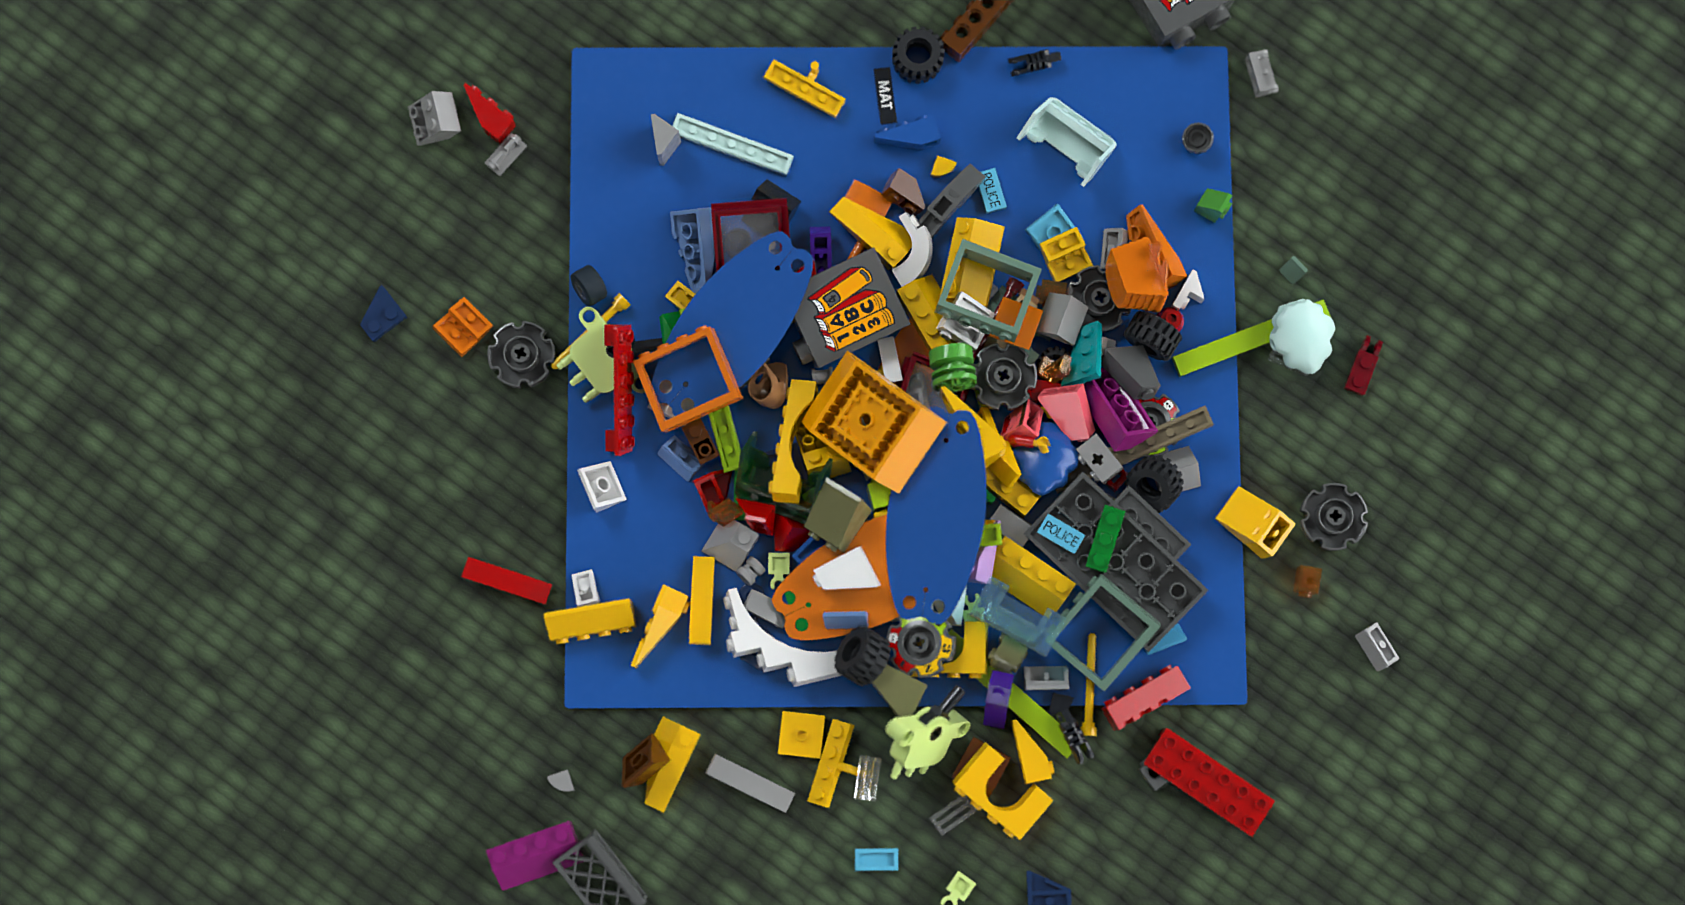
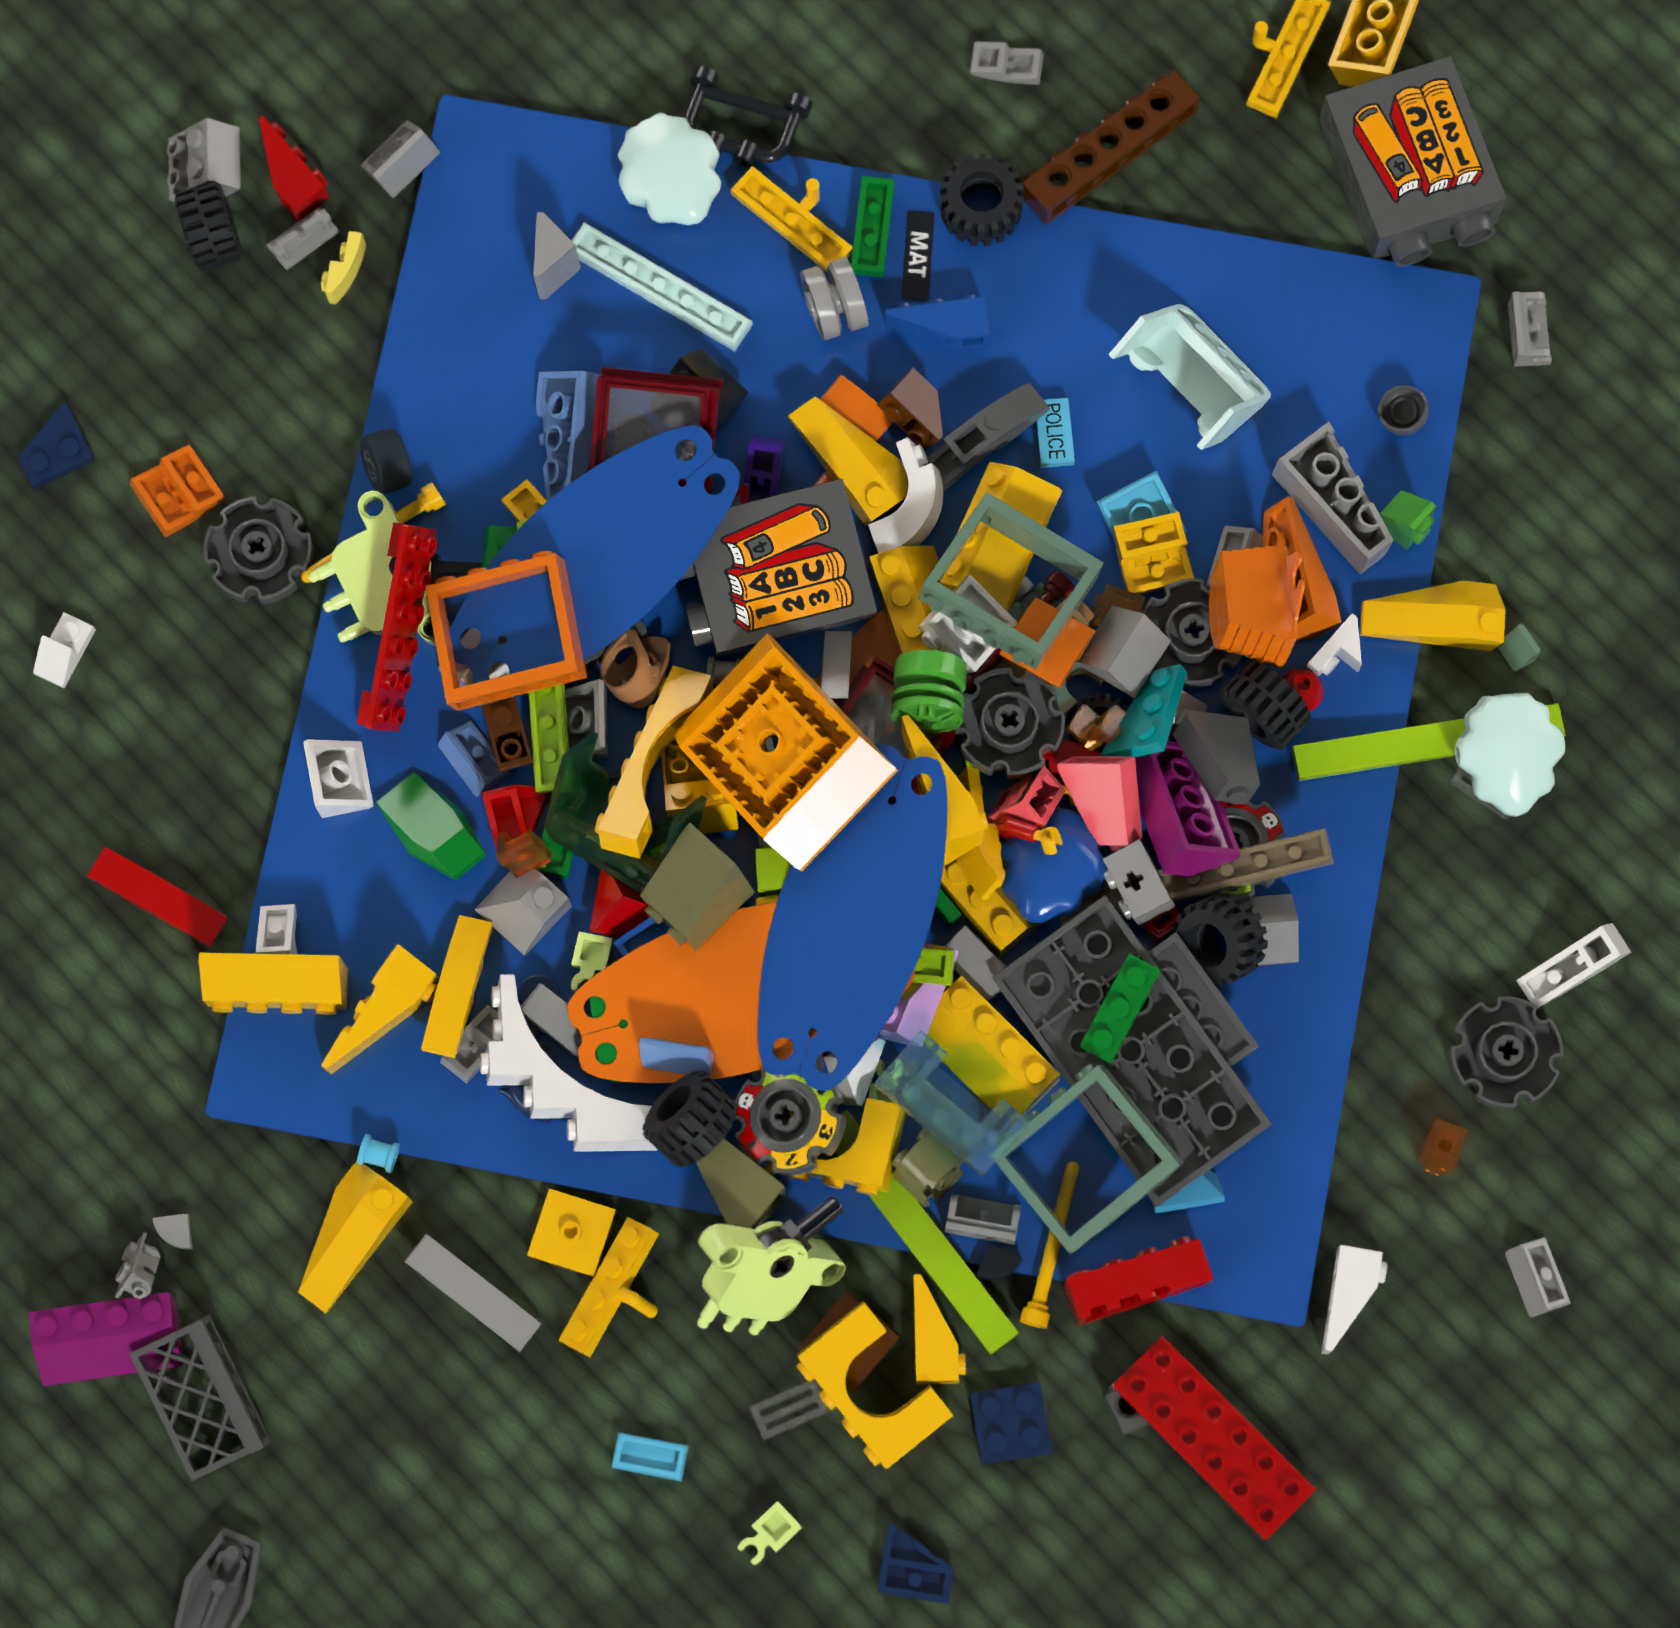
camera: 20 degrees right, 5 degrees down
(414, 439) = (62, 651): none -> white slope
(447, 159) = (208, 226): none -> black tyre
(535, 172) = (343, 273): none -> light yellow slope
(545, 810) = (138, 1268): none -> light grey hinge
(555, 93) = (400, 158): none -> light grey slope
(643, 762) = (309, 1225): reddish brown slope -> none
(665, 506) = (431, 827): none -> green piece
(676, 711) = (378, 1153): none -> medium azure bush
(719, 634) = (473, 1043): none -> light grey slope
(724, 71) = (669, 169): none -> light aqua piece
(745, 420) = (587, 713): none -> light grey slope
(747, 48) = (745, 152): none -> black bar
(750, 571) = (544, 955): light grey wheel -> none
(759, 516) = (574, 869): red slope -> none
(842, 133) = (829, 300): none -> light grey wheel
(847, 571) = (693, 981): white slope -> none
(854, 83) = (872, 226): none -> green plate
(865, 777) = (657, 1322): clear tile -> none
(942, 167) = (985, 381): yellow tile -> none
(998, 699) = (896, 1235): dark purple slope -> none
(1034, 61) = (1165, 244): black hinge -> none
(1061, 533) = (1051, 987): medium azure tile -> none
(1074, 736) = (1008, 1318): black hinge -> none
(1086, 796) = (1011, 1423): none -> dark blue plate
(1167, 200) = (1334, 498): none -> light grey wedge
(1247, 258) = (1444, 615): none -> yellow wedge
(1255, 522) = (1373, 1035): yellow slope -> none
(1270, 673) = (1353, 1283): none -> white slope
(1363, 367) = (1602, 825): dark red hinge -> none
(1363, 456) = (1574, 965): none -> white slope

